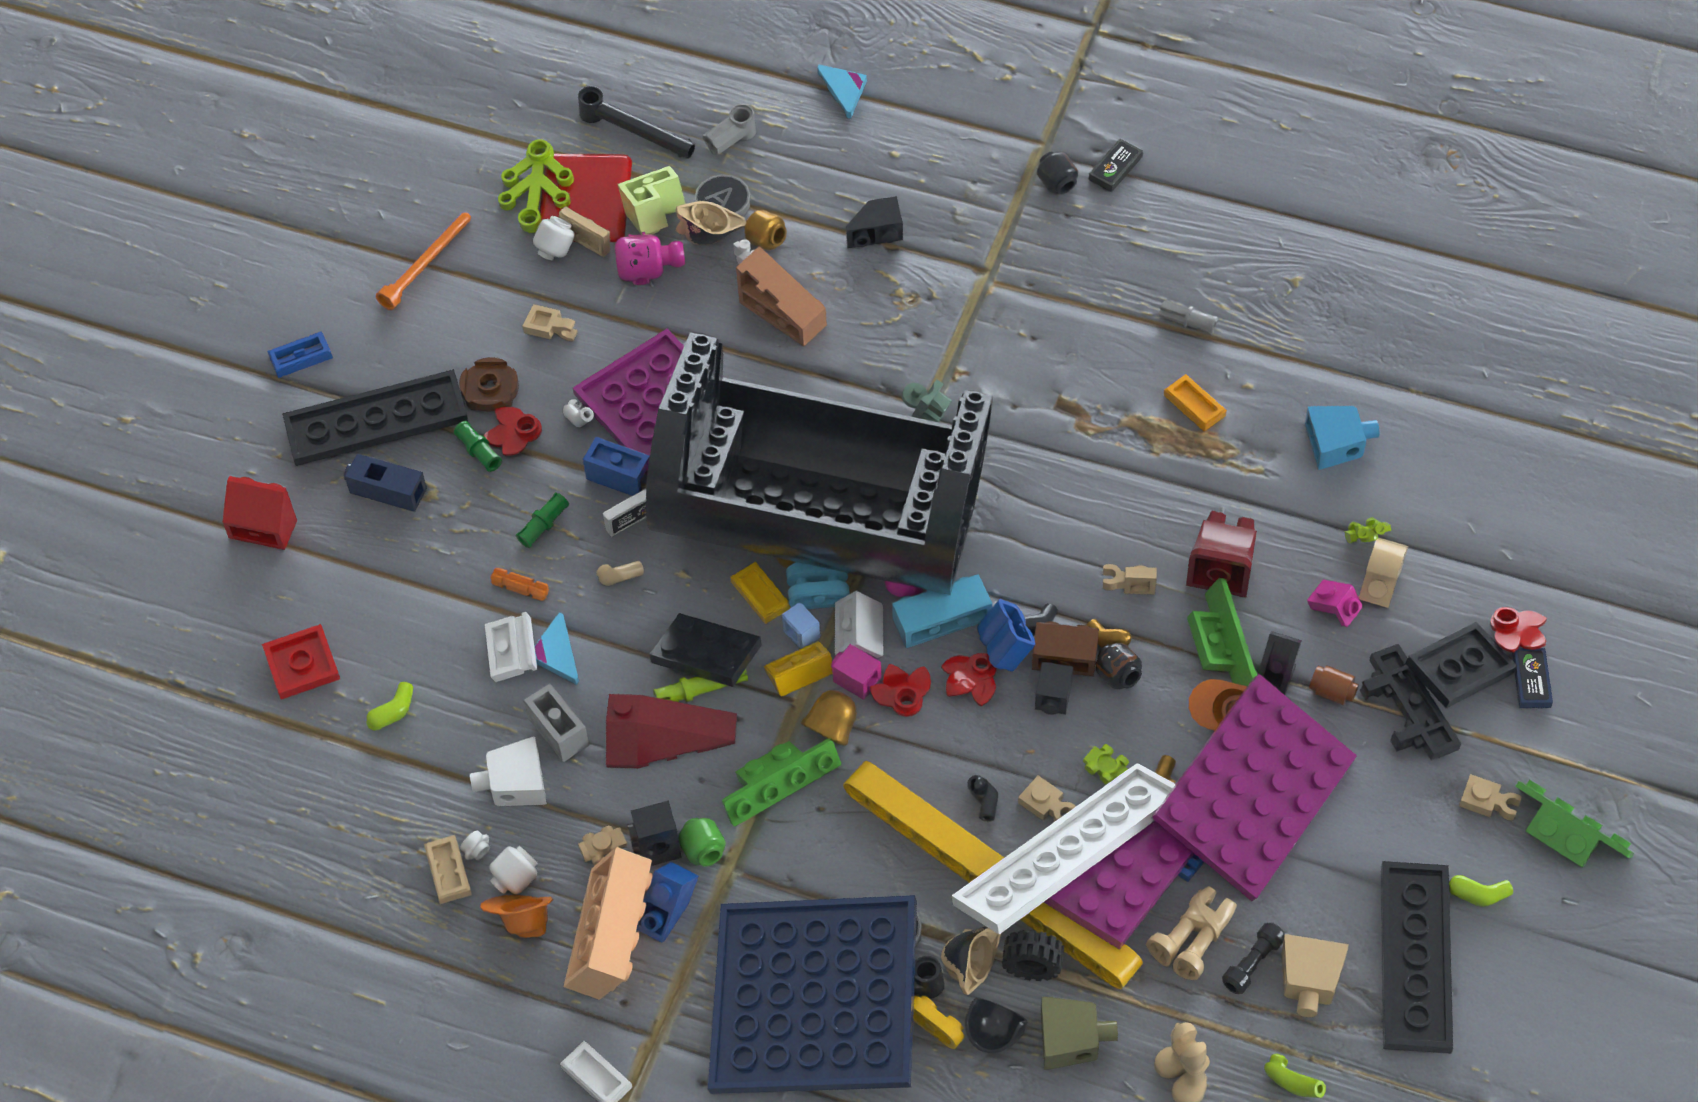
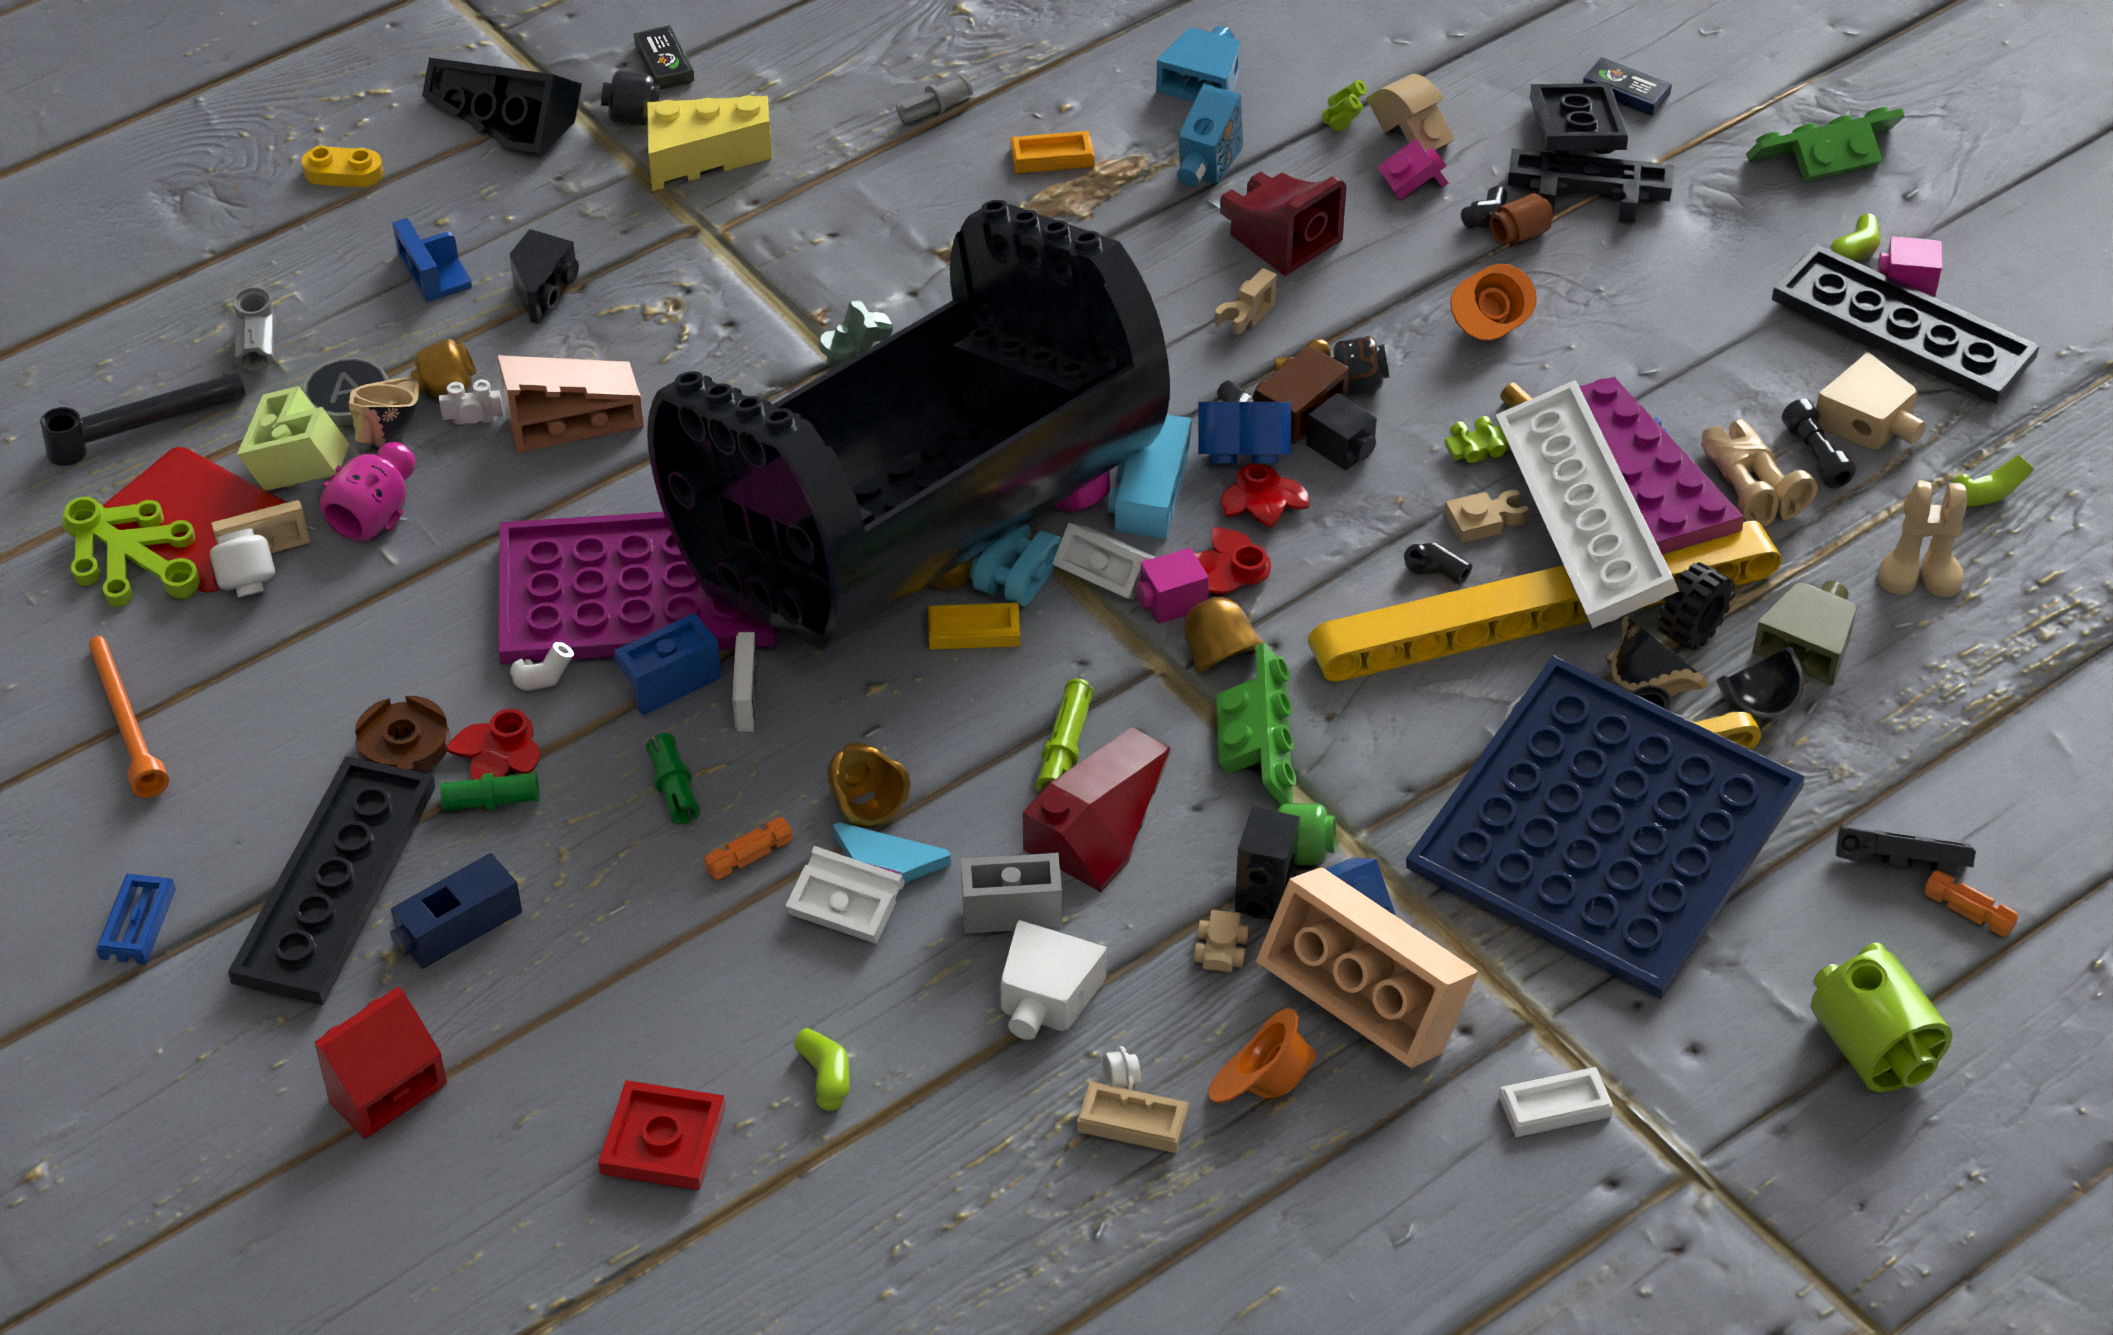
camera: 60 degrees left, 10 degrees down
(513, 870) = (1194, 1043): white head -> none
(547, 321) = (365, 636): tan plate -> none
(597, 598) = (866, 769): none -> pearl gold hair
(610, 576) = (829, 738): tan arm -> none
(705, 649) = (1023, 704): black plate -> none
(799, 668) = (1115, 639): yellow slope -> none
(800, 626) = (1064, 604): light blue slope -> none
(844, 86) = (296, 211): medium azure tile -> none
(849, 169) = (431, 261): none -> blue panel
(893, 77) = (342, 166): none -> yellow plate
(1008, 124) = (510, 105): none -> black wedge
(1051, 225) = (706, 135): none -> light yellow wedge
(1220, 636) = (1388, 268): bright green bracket -> none
(1254, 787) = (1613, 330): magenta plate -> none
(1258, 475) = (1210, 136): none -> dark azure torso
(1279, 660) = (1464, 241): black slope -> none
(1323, 657) = (1480, 211): none -> black arm
(1474, 934) = (1913, 263): none -> brick
(1484, 797) = (1747, 188): tan plate -> none
(1517, 629) = (1563, 63): plate -> none

